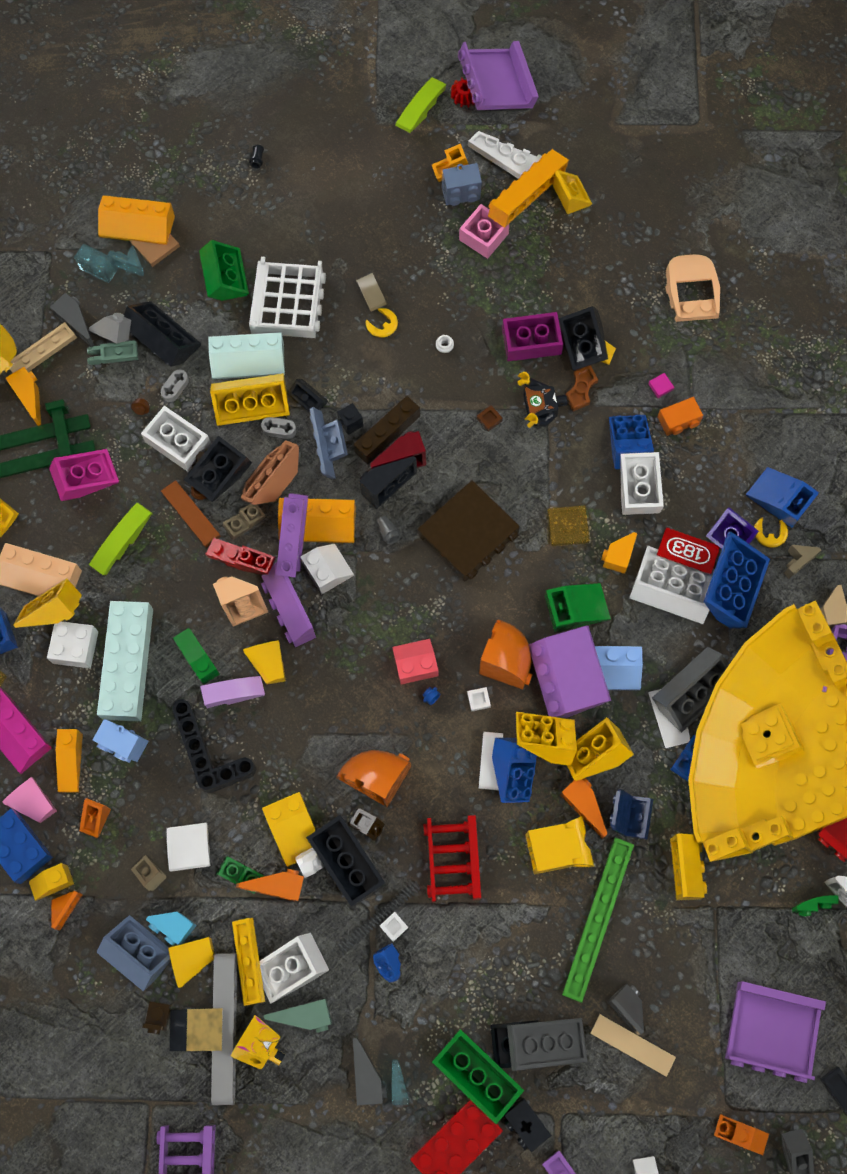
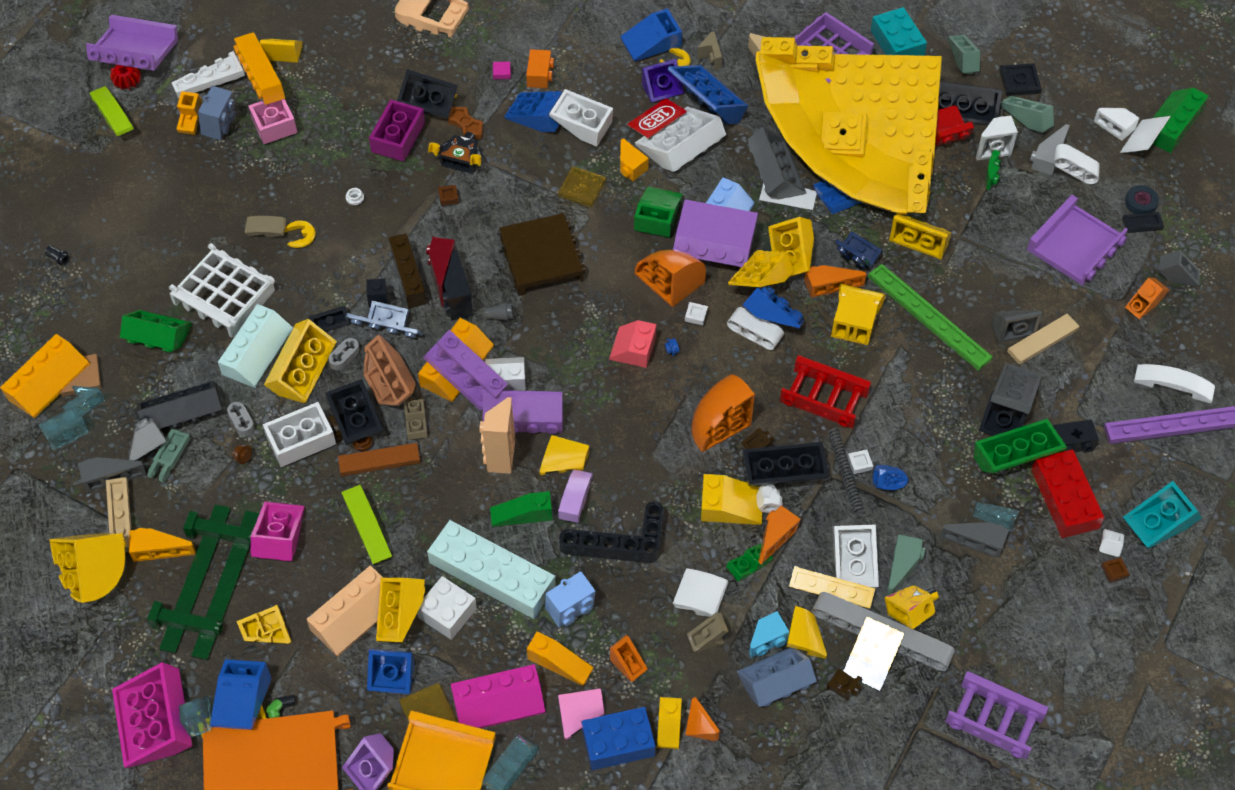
camera: 65 degrees left, 15 degrees down
(240, 557) = (456, 429): red slope -> none

